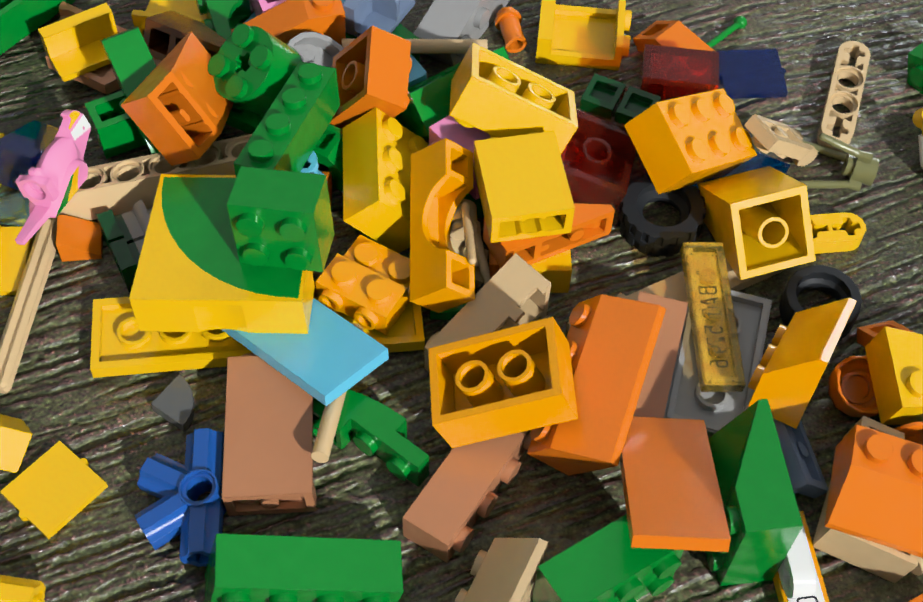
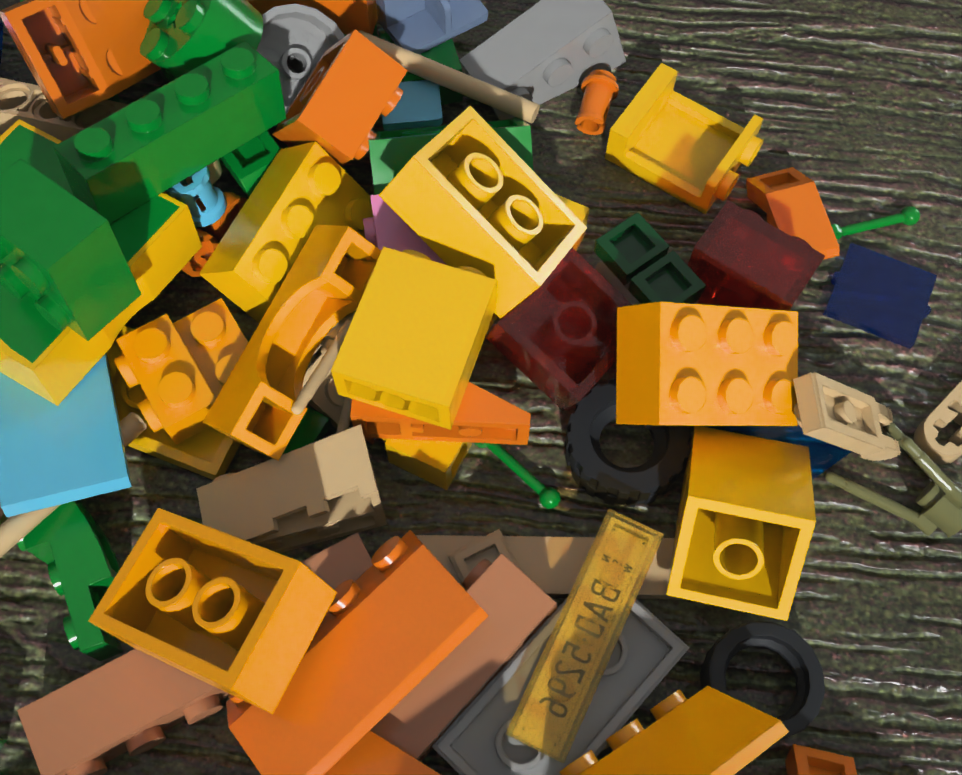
camera: 30 degrees right, 10 degrees up
(634, 265) = (548, 496): none -> green hinge
(830, 237) = (852, 567): yellow beam -> none

